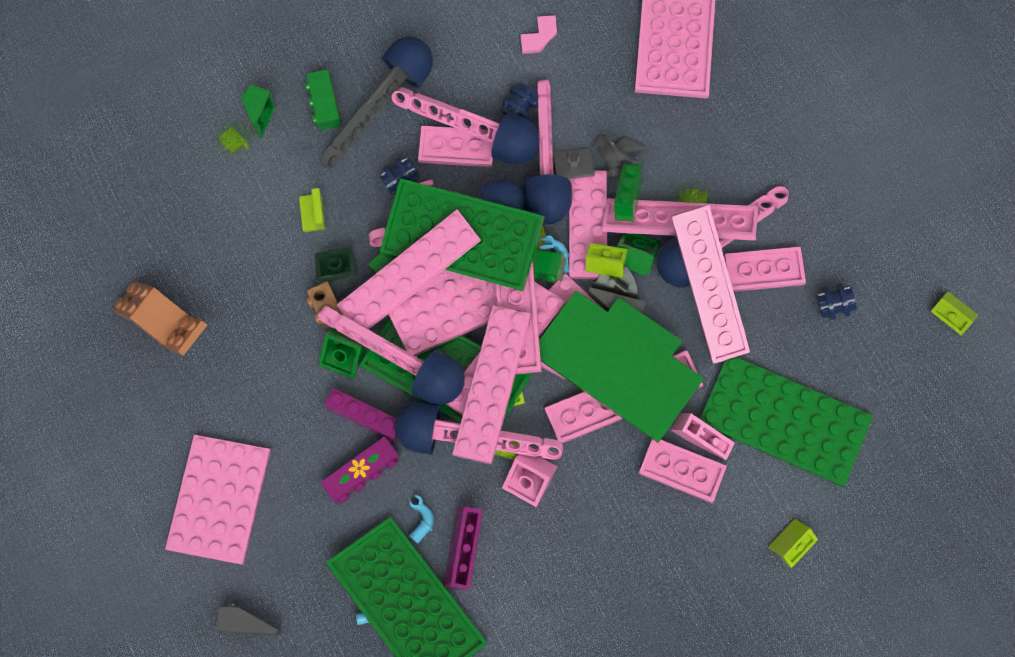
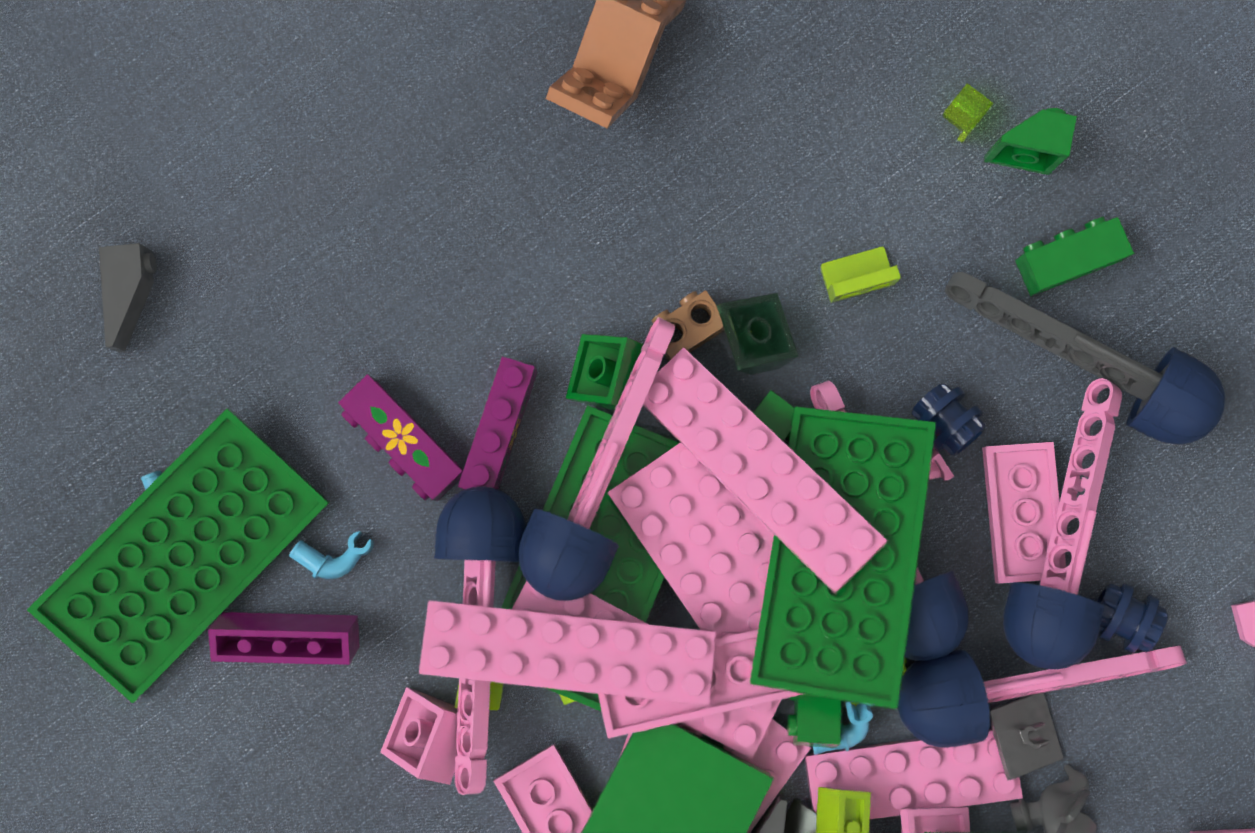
camera: 80 degrees right, 10 degrees up
(218, 499) = (327, 209): bright pink plate -> none

